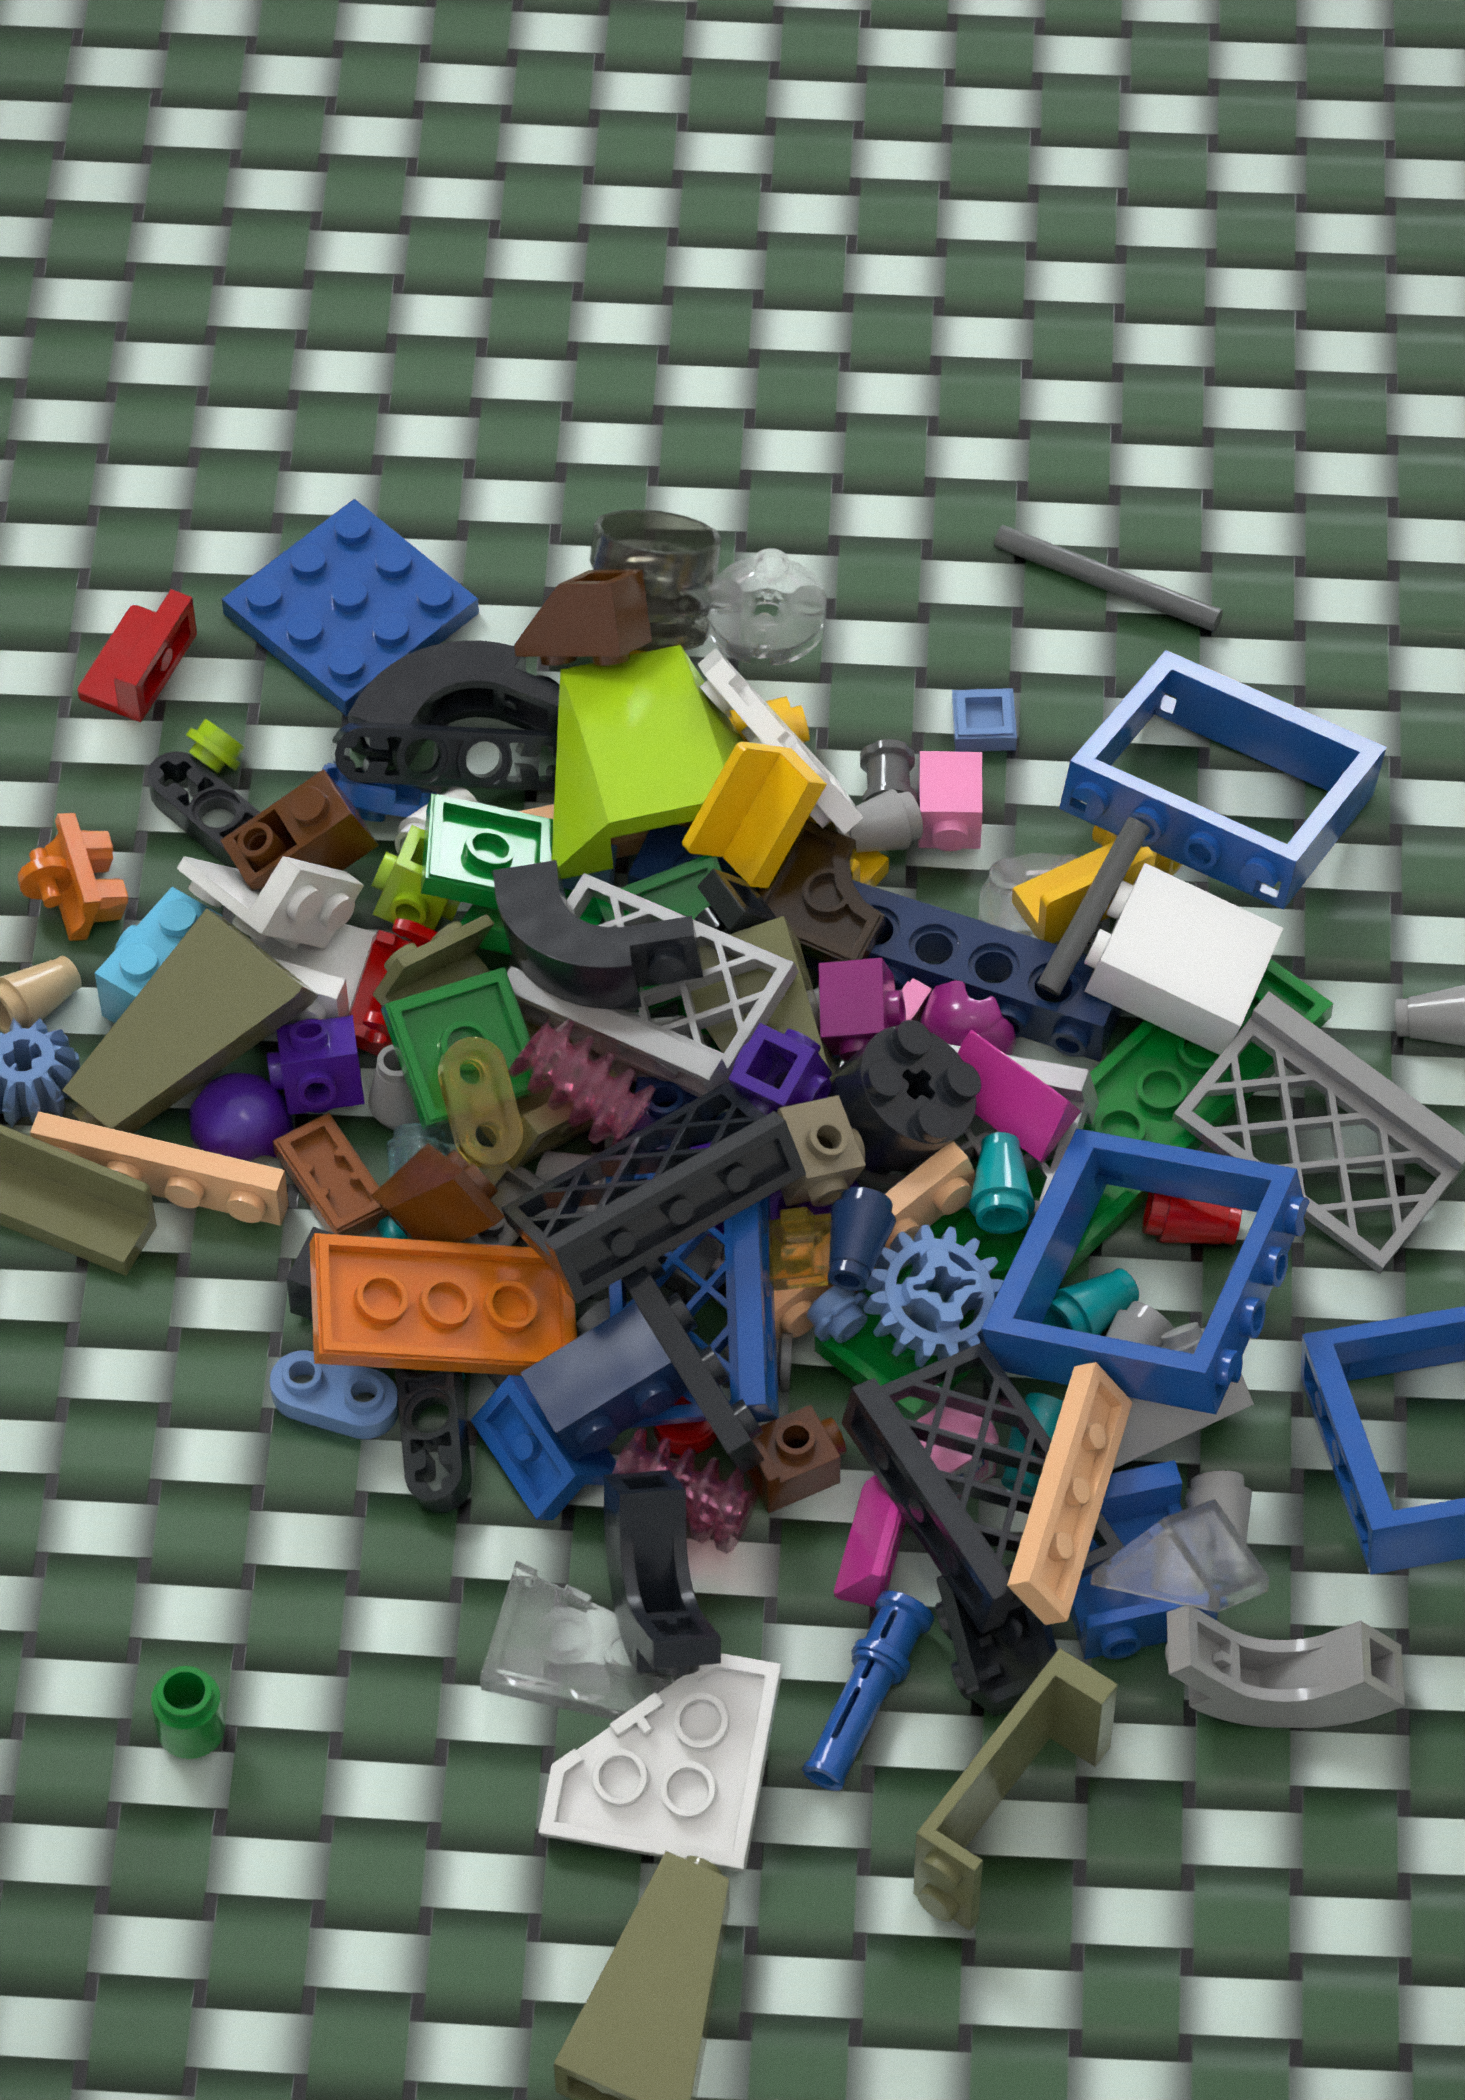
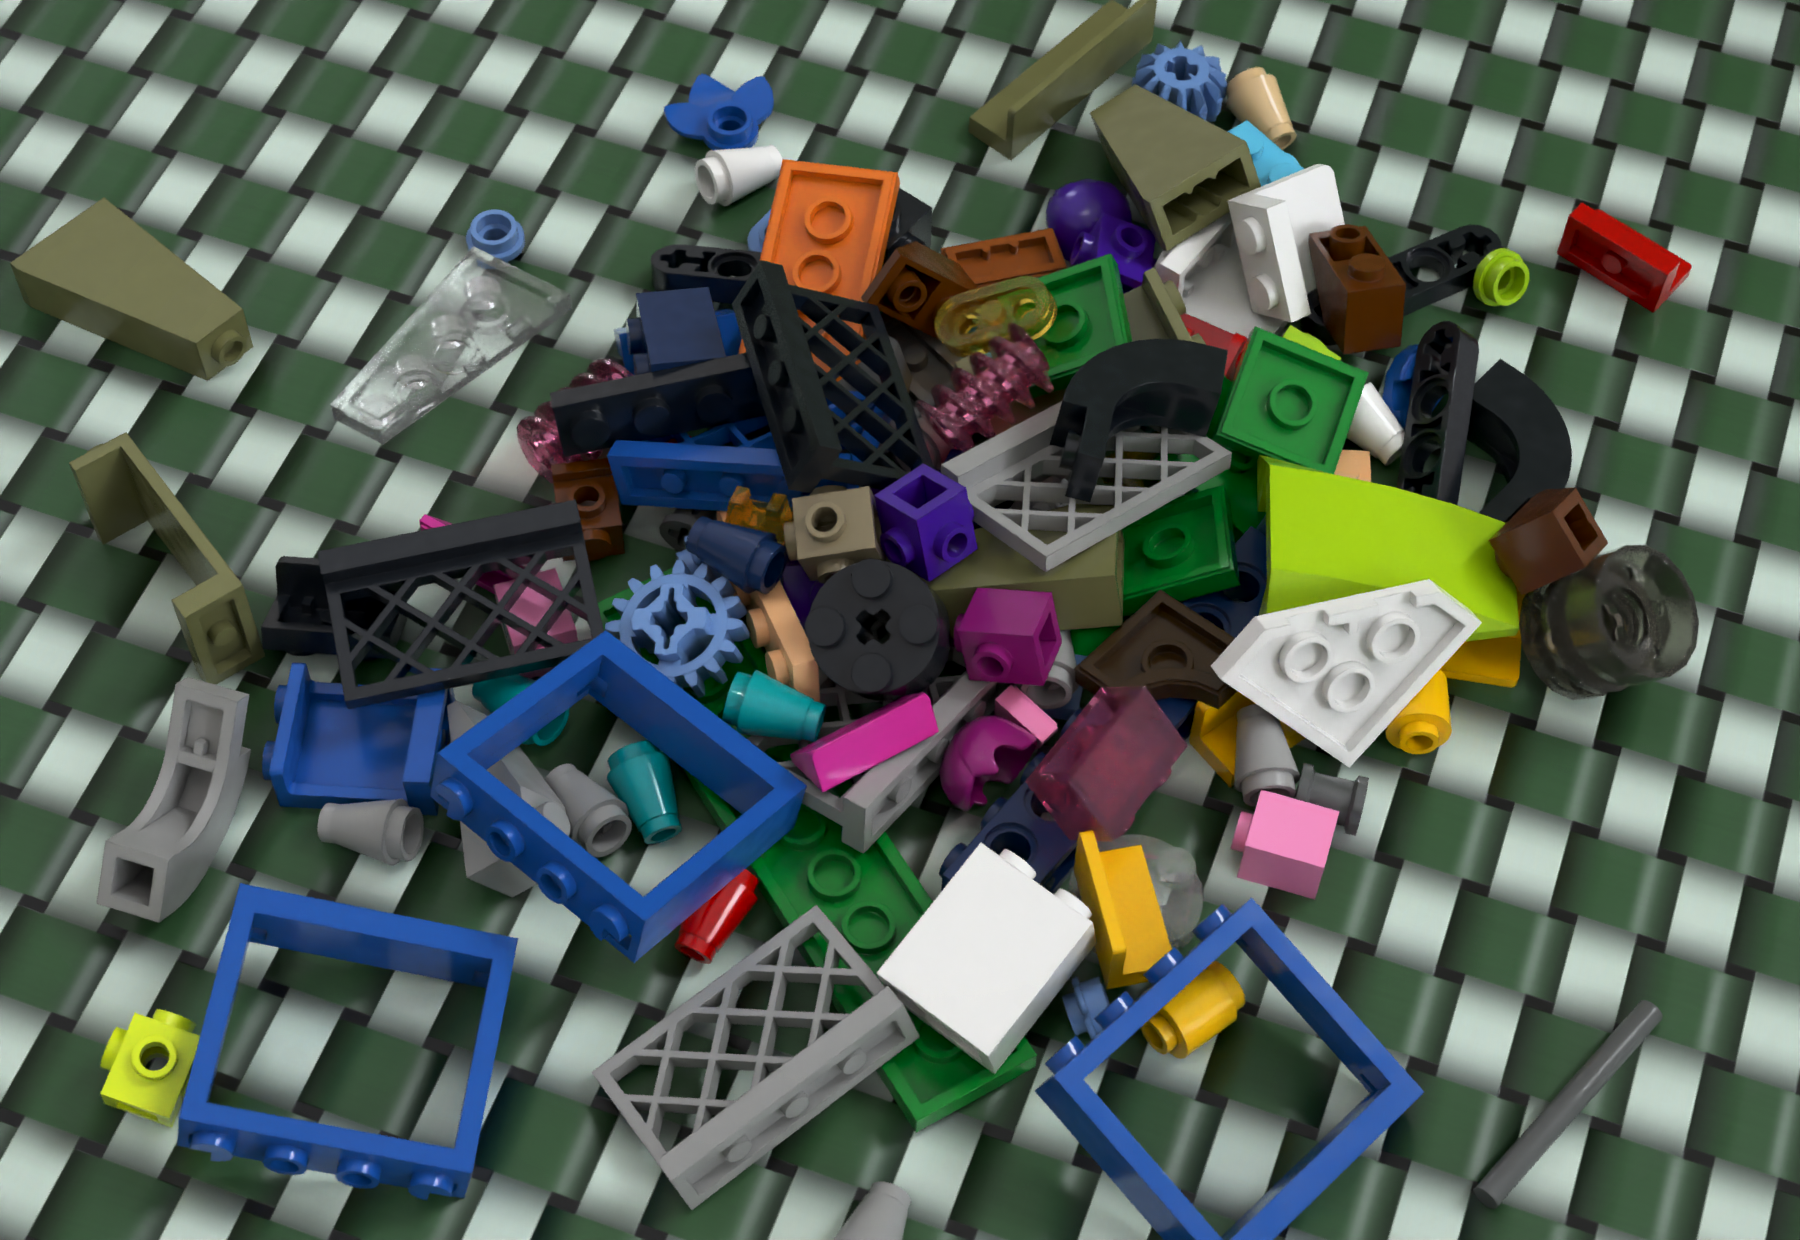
camera: 105 degrees right, 0 degrees up
(65, 877) = (1378, 148): orange hips -> none
(174, 1516) = (721, 115): none -> blue plate
(175, 1171) = (1057, 144): light nougat plate -> none
(188, 1712) = (526, 59): green brick -> none
(280, 1463) = (734, 173): none -> white cone
(348, 604) = (1662, 425): blue plate -> none
(446, 1659) = (496, 234): none -> medium blue plate
(652, 1575) = (472, 356): black arch -> none
(673, 1769) = (318, 346): white plate -> none
(732, 903) = (1154, 563): black tile -> none
(755, 810) = (1259, 578): yellow panel -> none
(774, 581) = (1594, 729): clear plate -> none
(878, 1664) = (352, 517): blue pin -> none
(968, 900) = (1107, 763): none -> clear pink brick
(984, 720) = (1397, 921): medium blue tile -> none
(1070, 1494) = (394, 642): light nougat plate -> none
(1093, 906) = (1068, 875): dark grey bar -> none
(1187, 1561) = (293, 739): clear slope -> none

